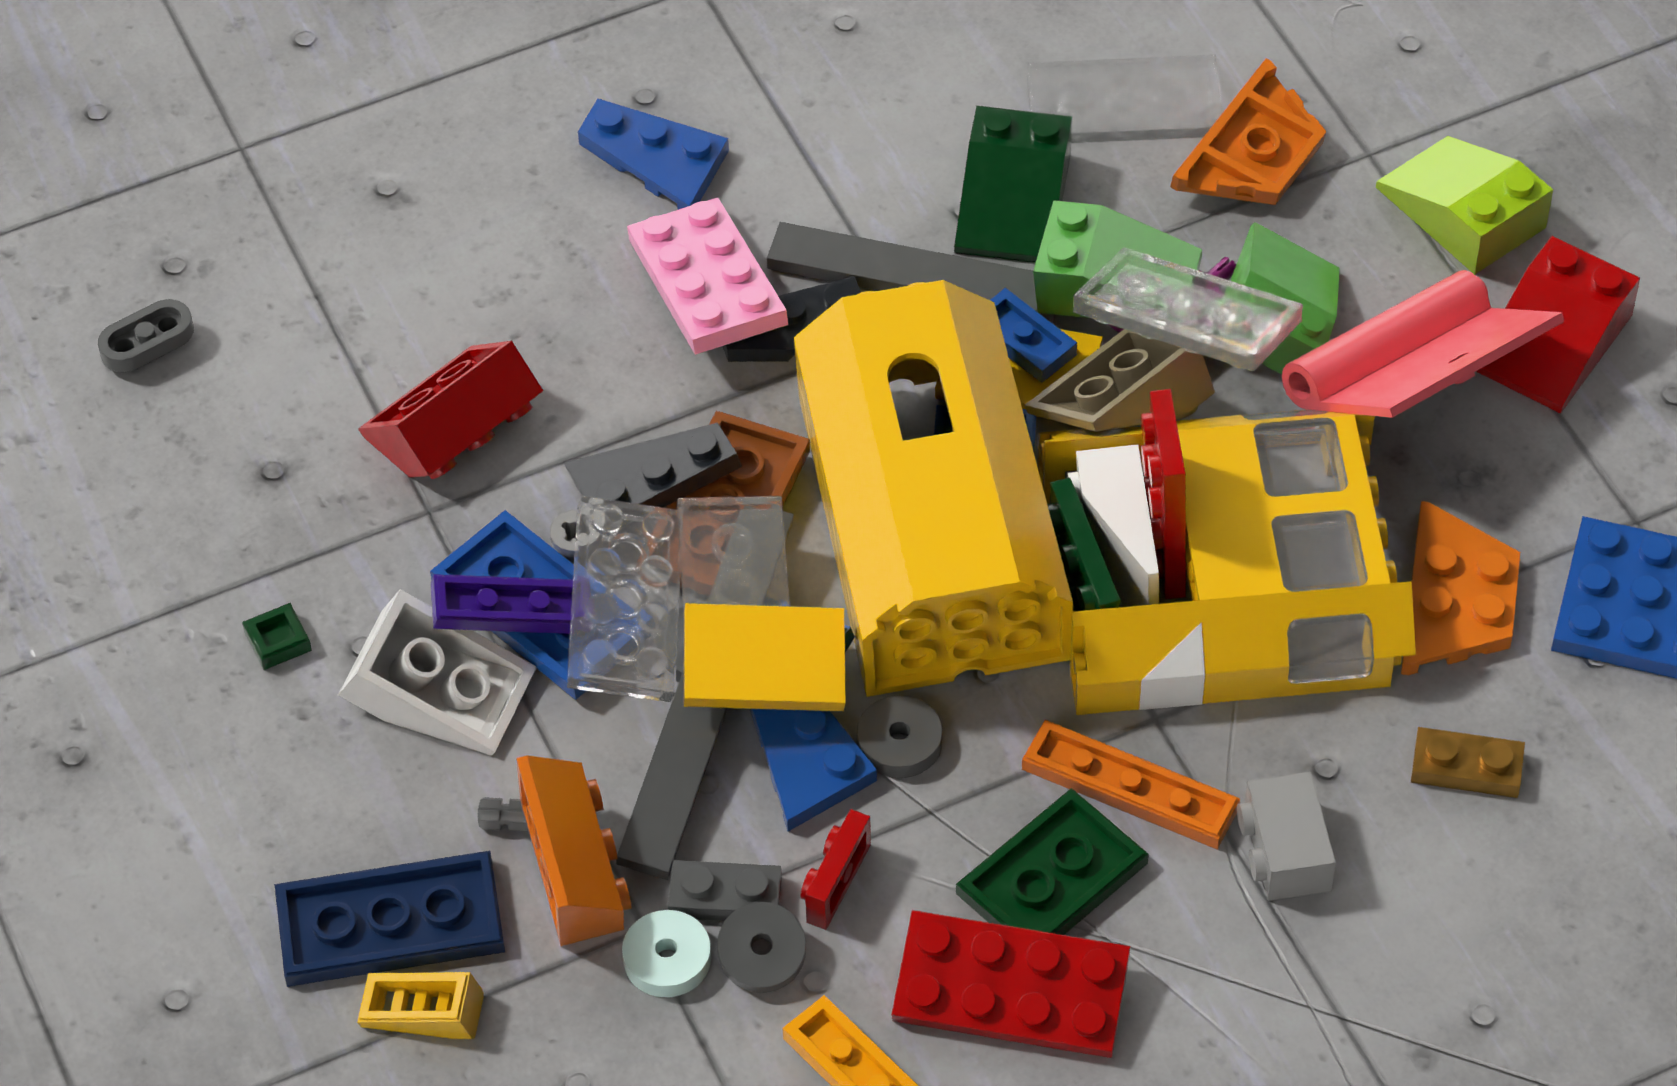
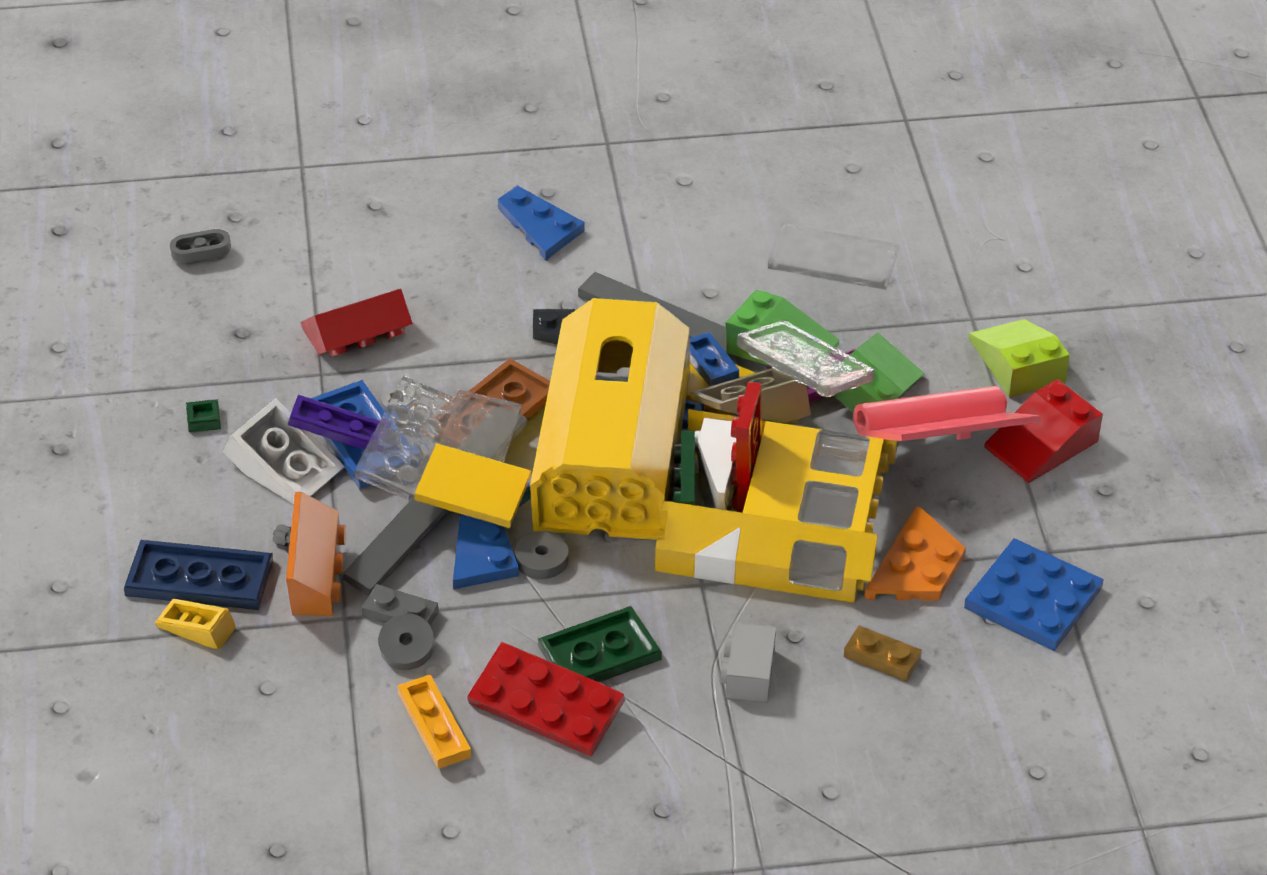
camera: 15 degrees right, 10 degrees down
(657, 469) = (468, 376): wing -> none
(672, 974) = (346, 644): light aqua piece -> none
(707, 275) = (537, 287): bright pink plate -> none
(843, 855) = (470, 612): red plate -> none
(1010, 181) = (739, 271): dark green slope -> none
(1131, 784) = (669, 613): orange tile -> none
(1254, 144) = (898, 295): orange wing -> none

